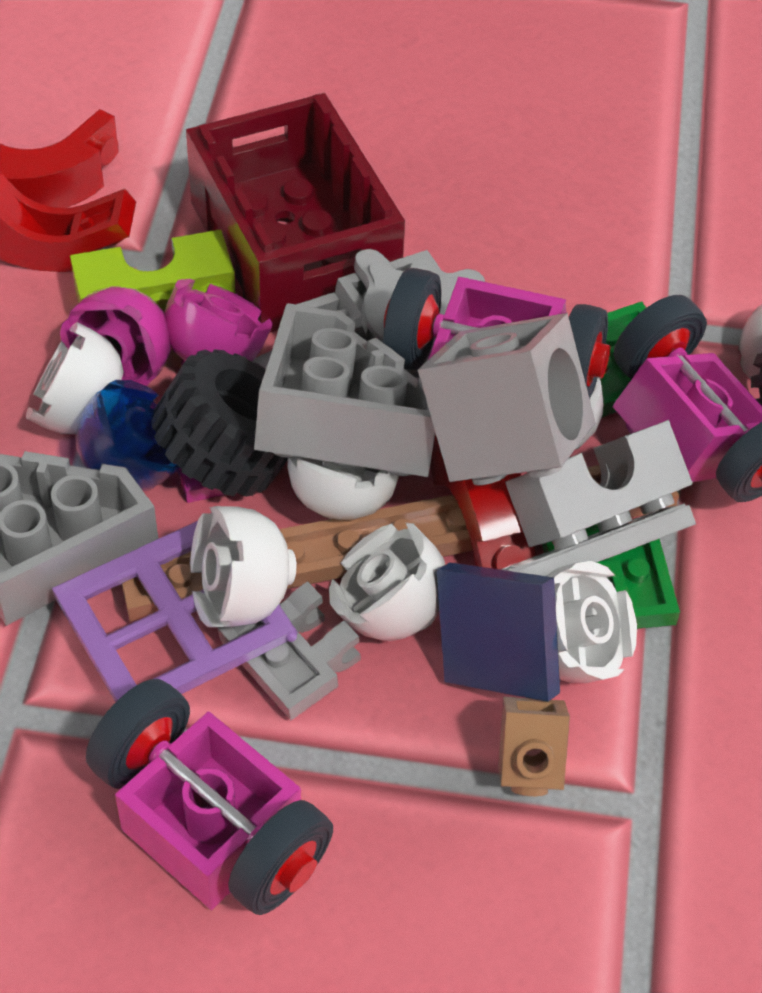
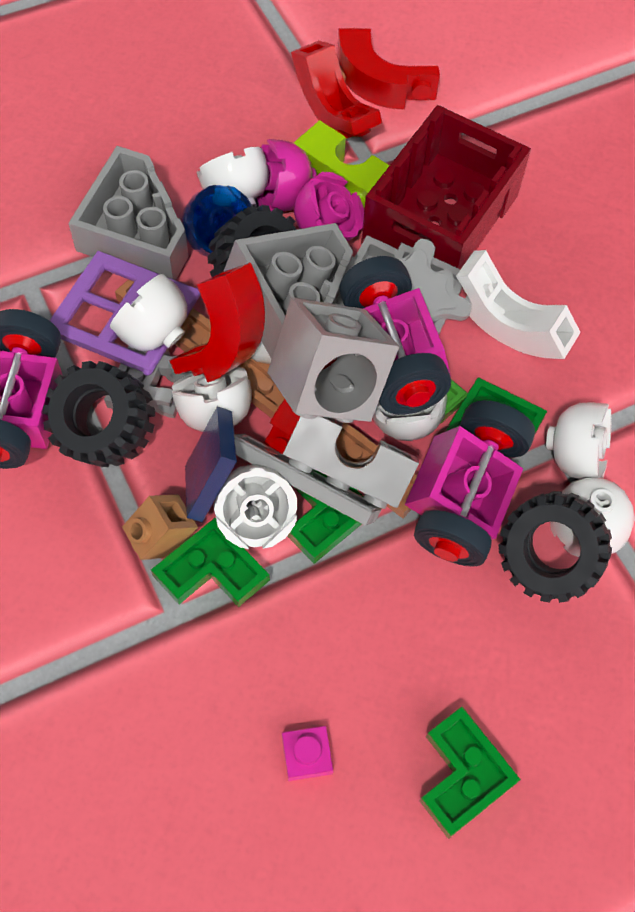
camera: 55 degrees right, 10 degrees up
(364, 681) = (70, 408): none -> black tyre
(371, 497) = (236, 323): none -> red arch
(512, 256) = (508, 318): none -> white arch
(607, 717) = (209, 557): none -> green plate
(721, 293) = (581, 440): none -> white cylinder

